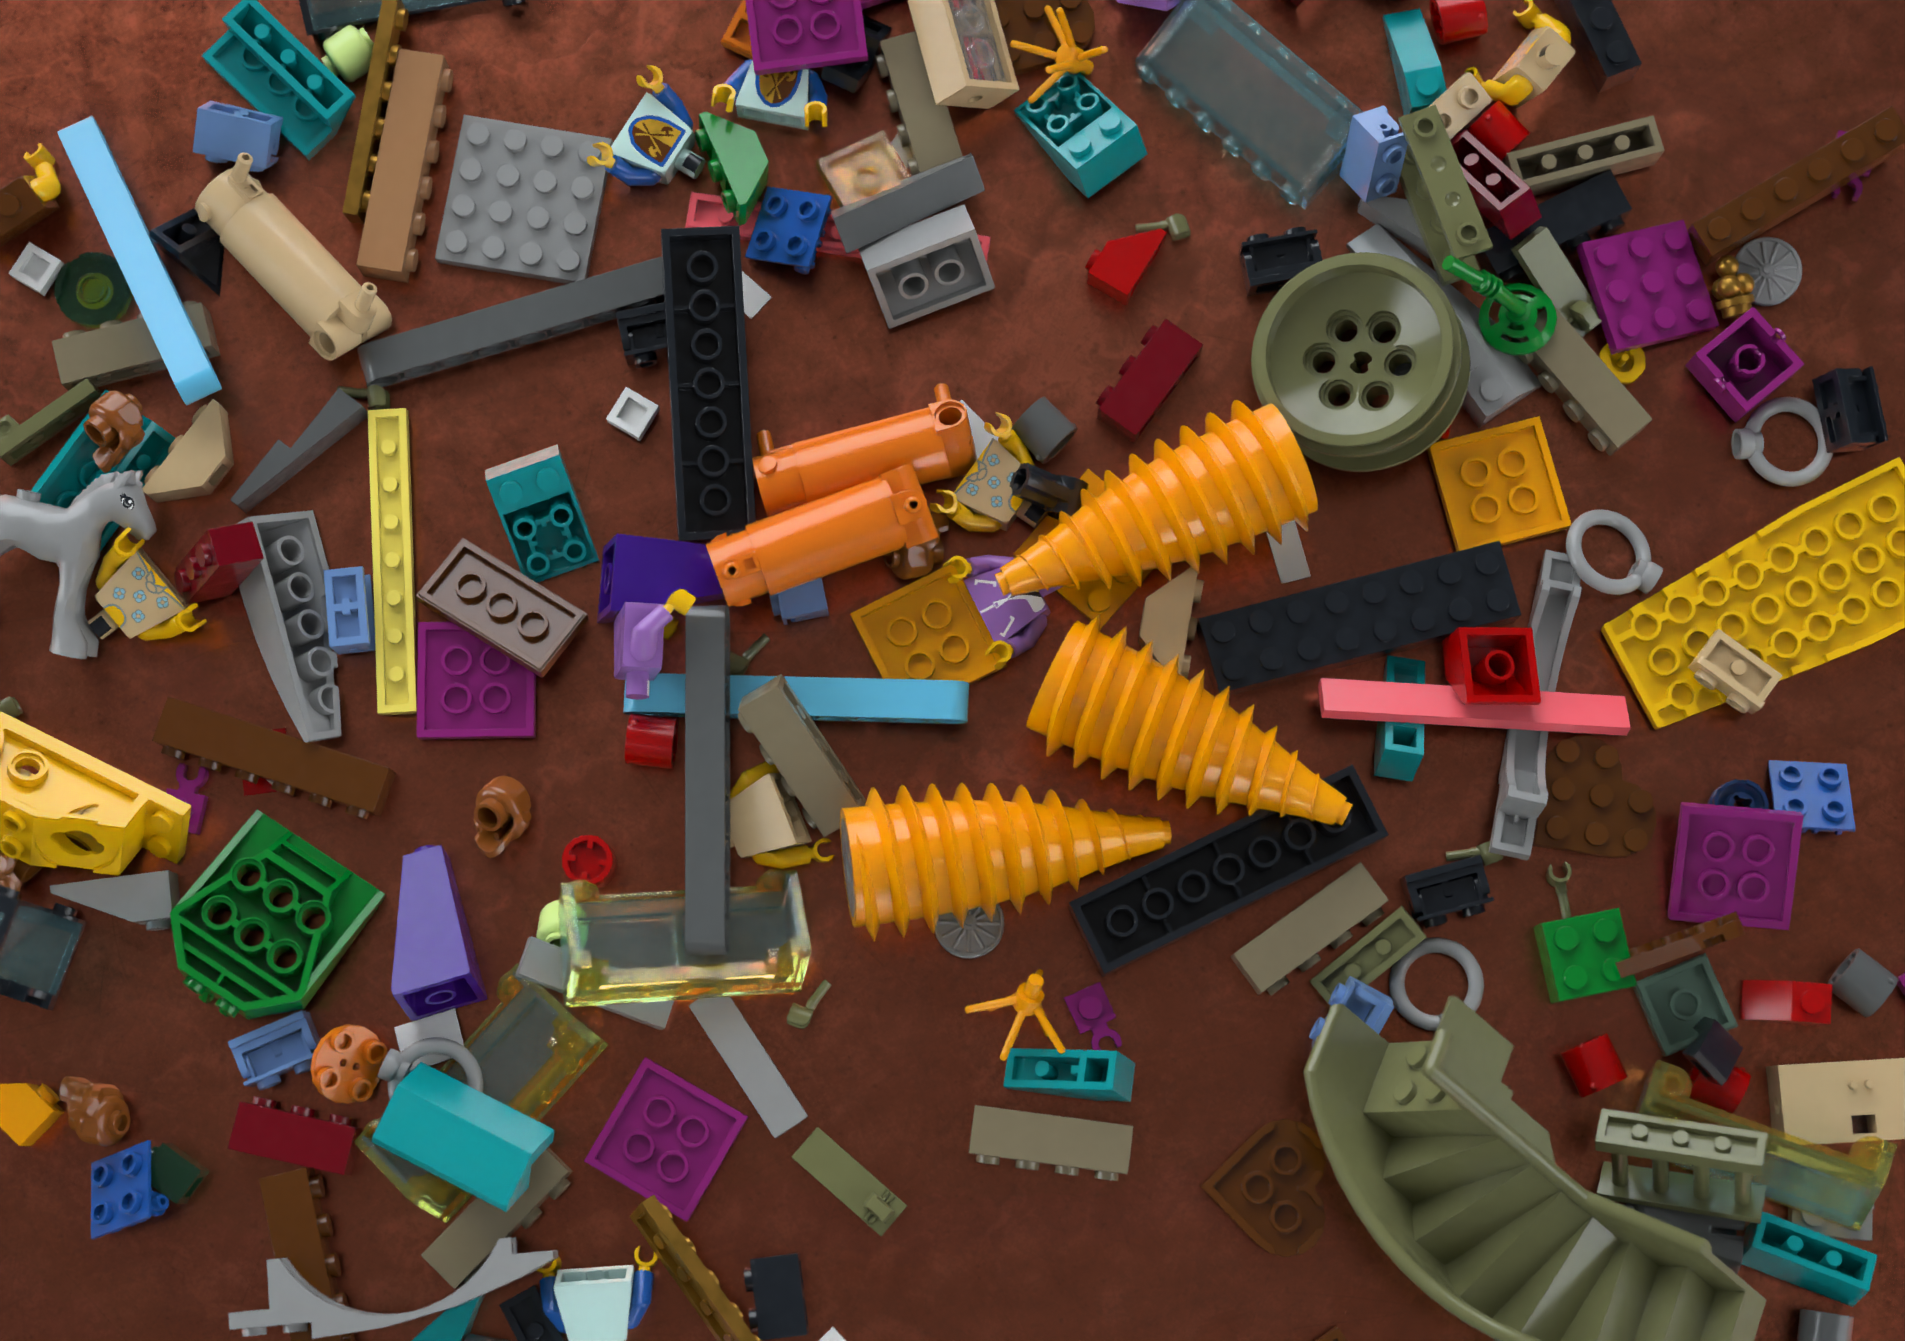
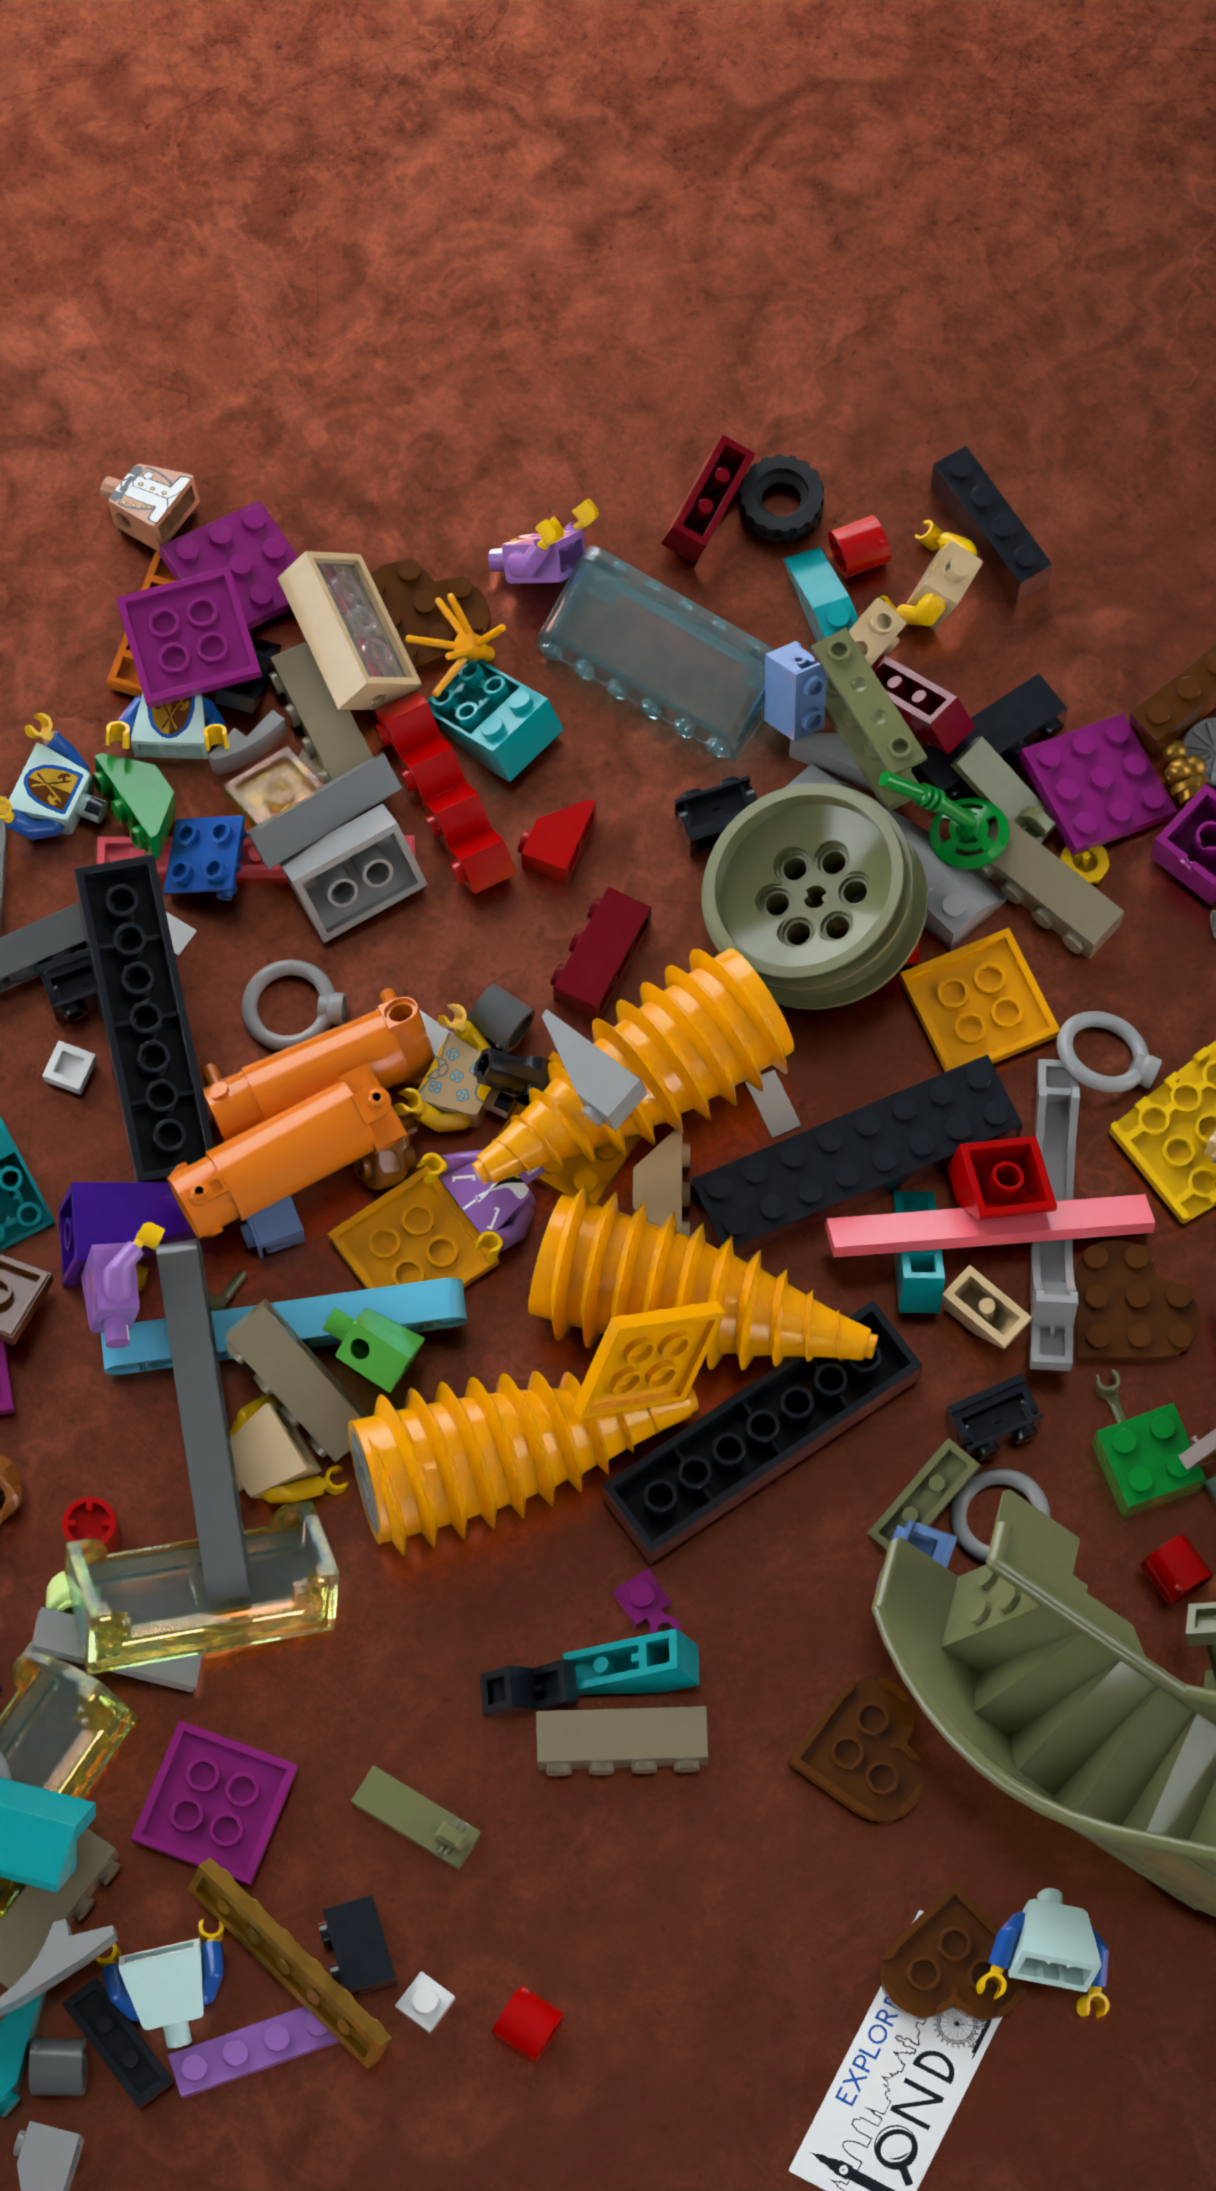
camera: 10 degrees left, 10 degrees down
(651, 741) = (138, 1394): red piece -> none
(749, 1063) = (291, 1711): light grey tile -> none
(801, 1016) = (338, 1654): olive hand -> none
(843, 128) = (247, 749): none -> light grey slope
(877, 738) = (374, 1346): none -> bright green torso
(885, 395) = (330, 1008): none -> light grey piece
(971, 1077) = (528, 1689): none -> black slope
(976, 937) = (508, 1542): light grey wheel -> none
(1022, 194) = (446, 797): none -> red brick
(1027, 1003) = (573, 1595): light orange plant -> none
(1126, 523) = (601, 1083): none -> light grey slope
(1131, 800) = (648, 1359): none -> light orange plate
(1176, 224) = (604, 794): olive hand -> none
(1310, 928) = (858, 1479): dark tan brick -> none
(1456, 788) = (984, 1308): none -> tan slope
(1483, 849) = (1033, 1377): olive hand -> none
(1499, 130) = (920, 651): red piece -> none
(1587, 155) = (1008, 664): dark tan brick -> none

